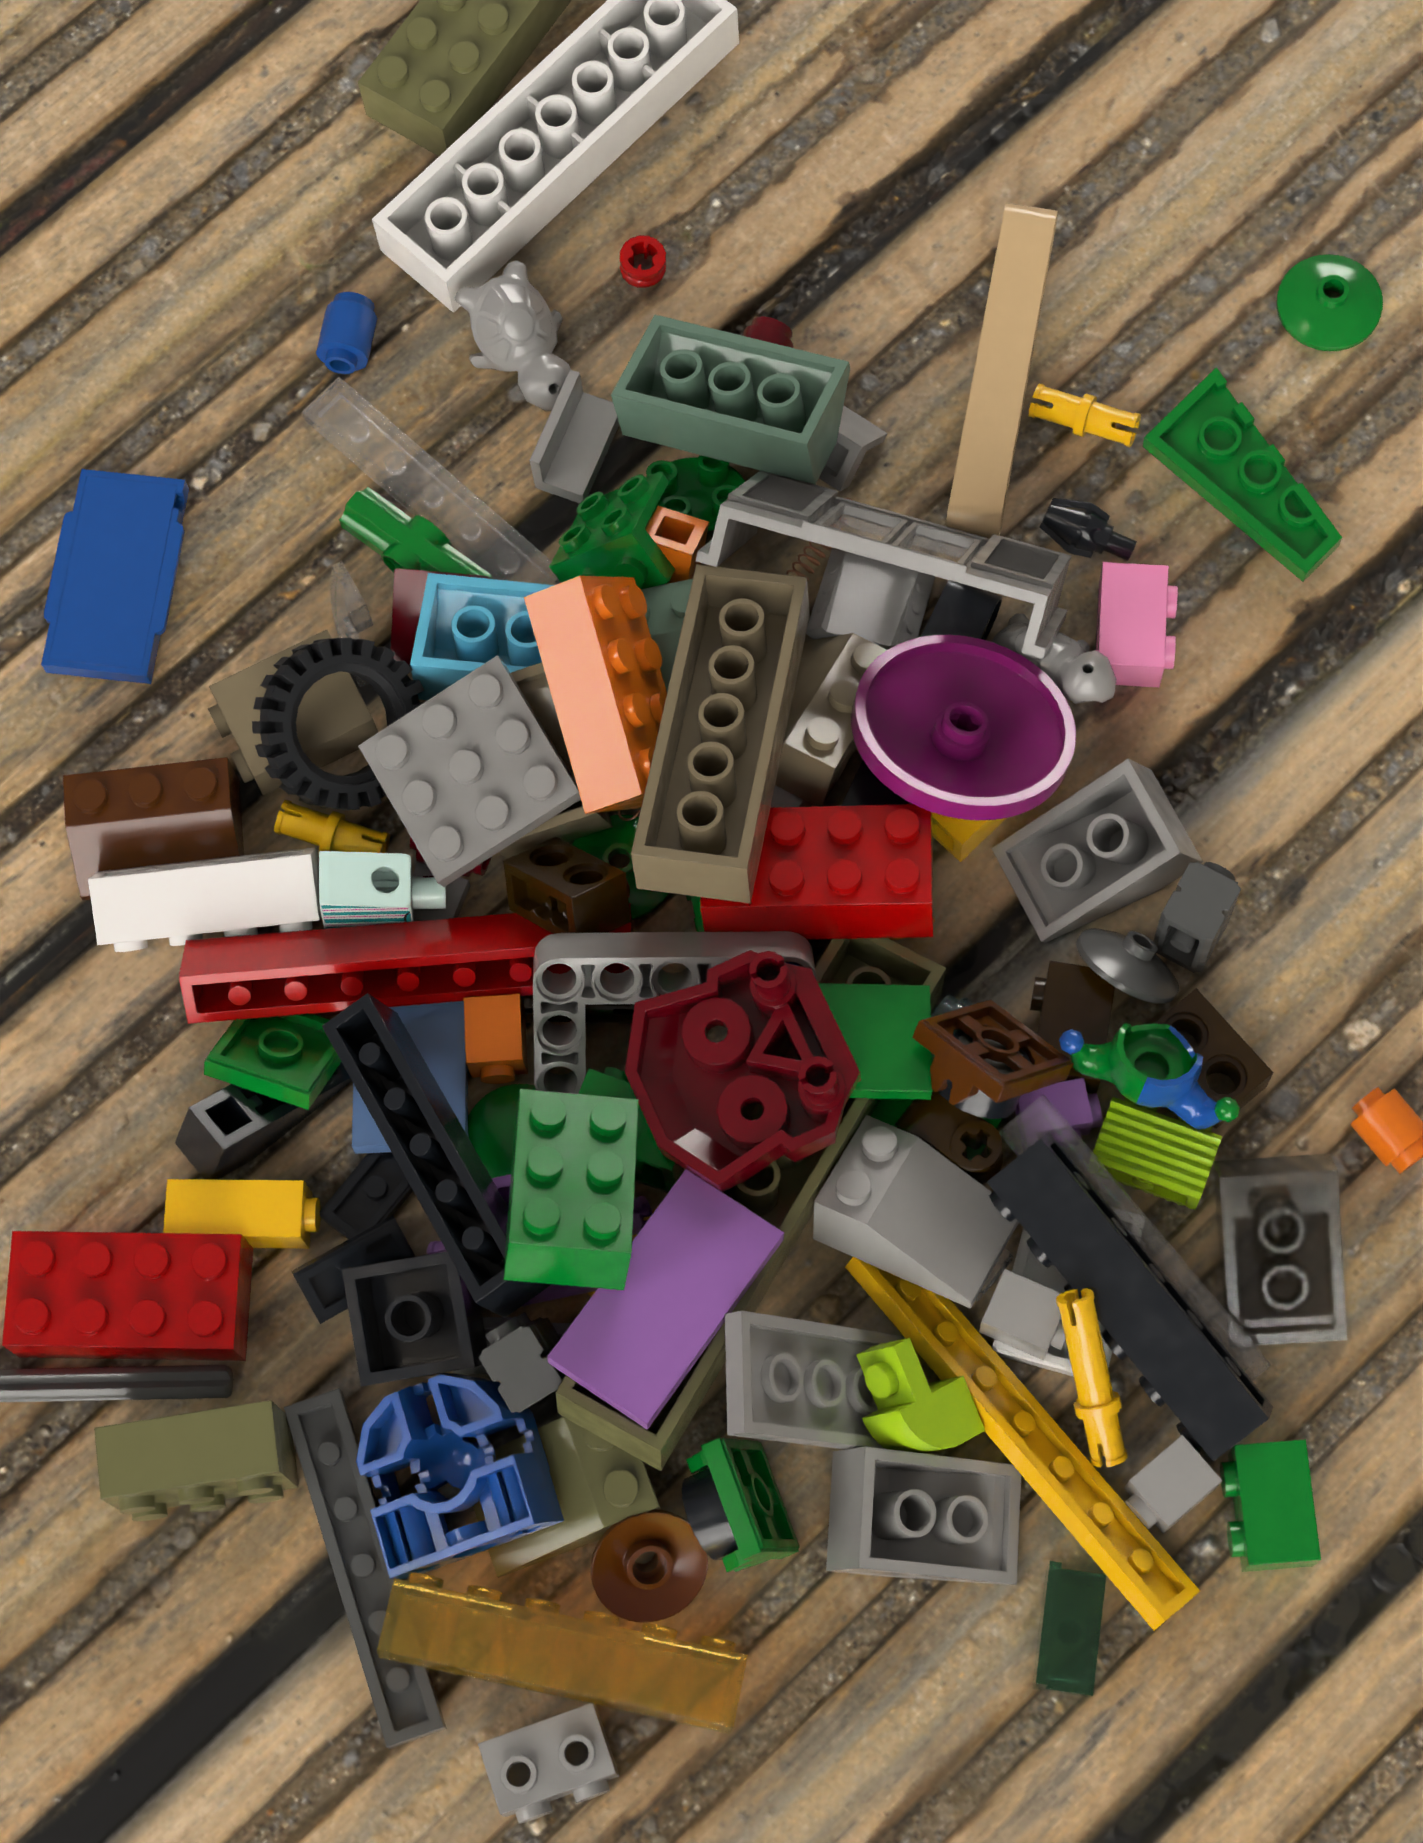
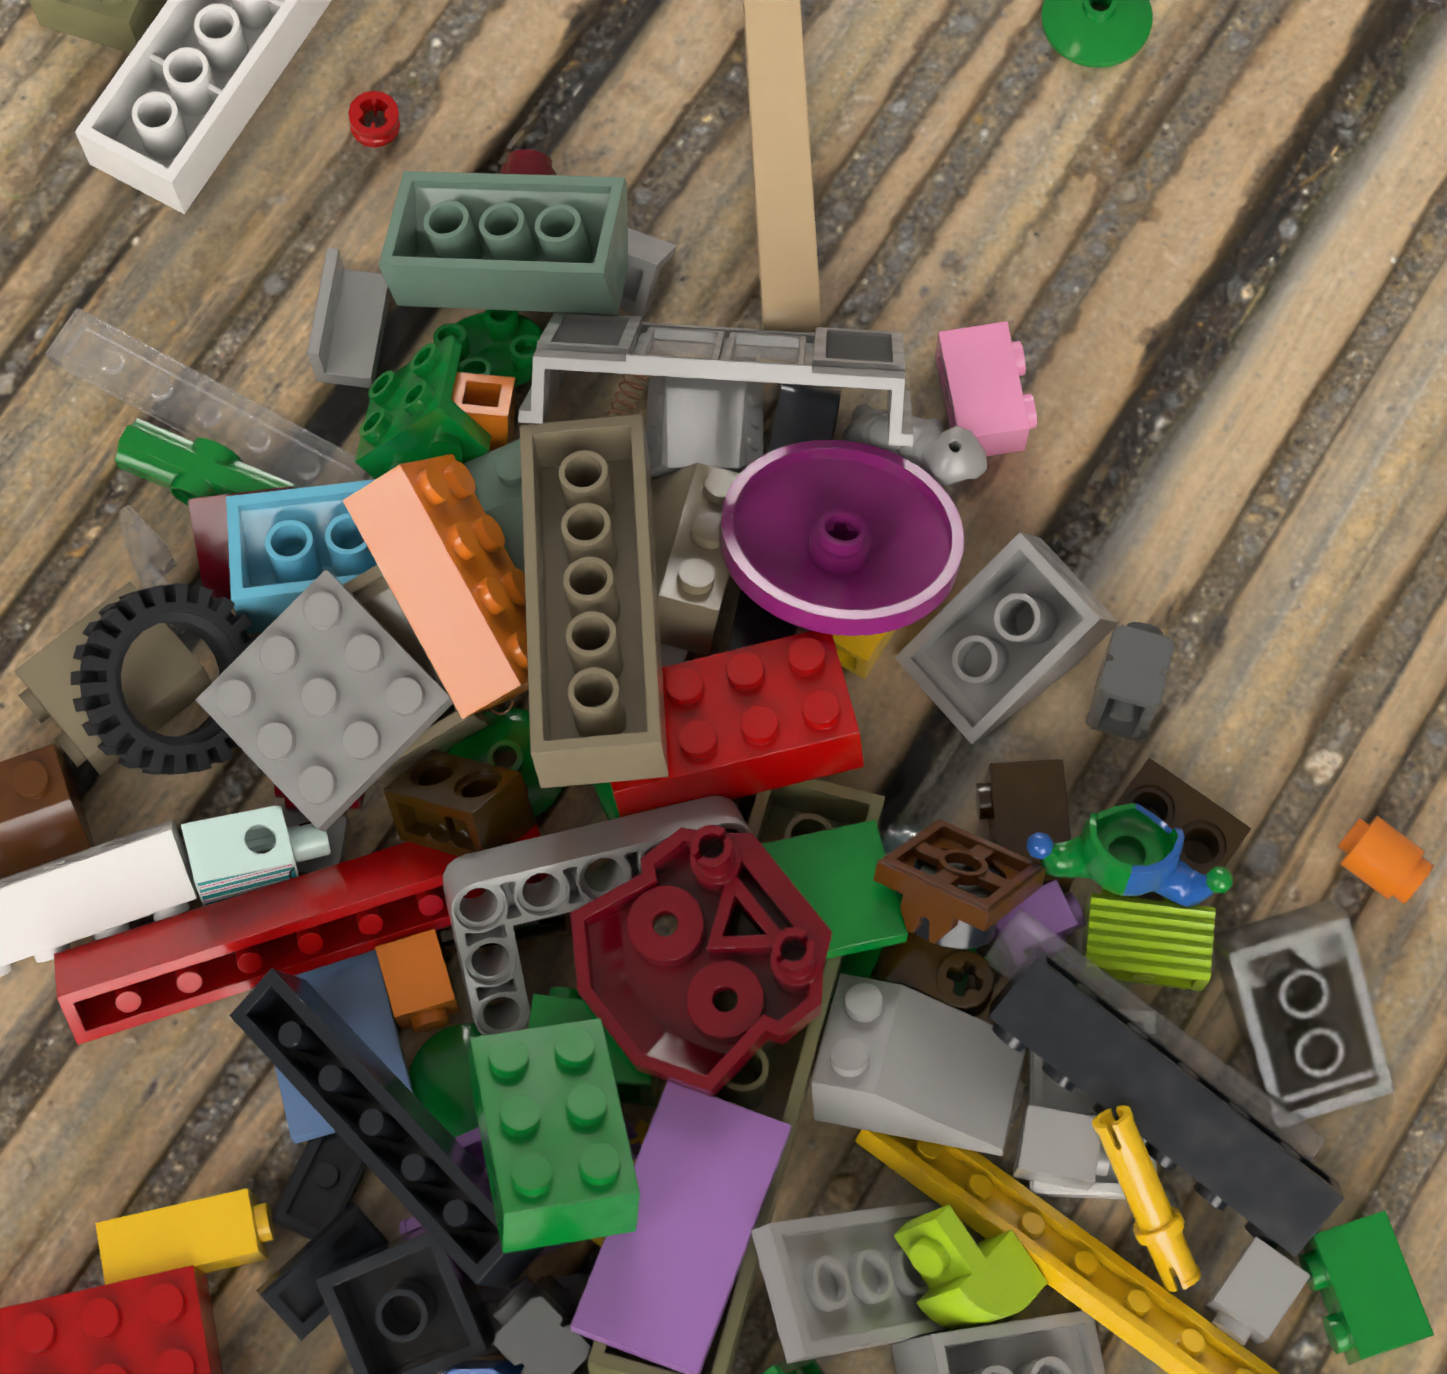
camera: 20 degrees left, 0 degrees up
(241, 1124) = (178, 1119): black slope -> none
(276, 1057) = (184, 1059): green tile -> none
(328, 831) = (183, 798): yellow pin -> none
(347, 333) = (75, 259): blue brick -> none
(516, 333) = (260, 222): light grey animal -> none
(1083, 528) = (906, 302): black piece -> none
(1084, 415) = (877, 183): yellow pin -> none
(1128, 964) = (1071, 748): dark grey dish -> none
(1229, 463) = (1041, 204): green wing -> none

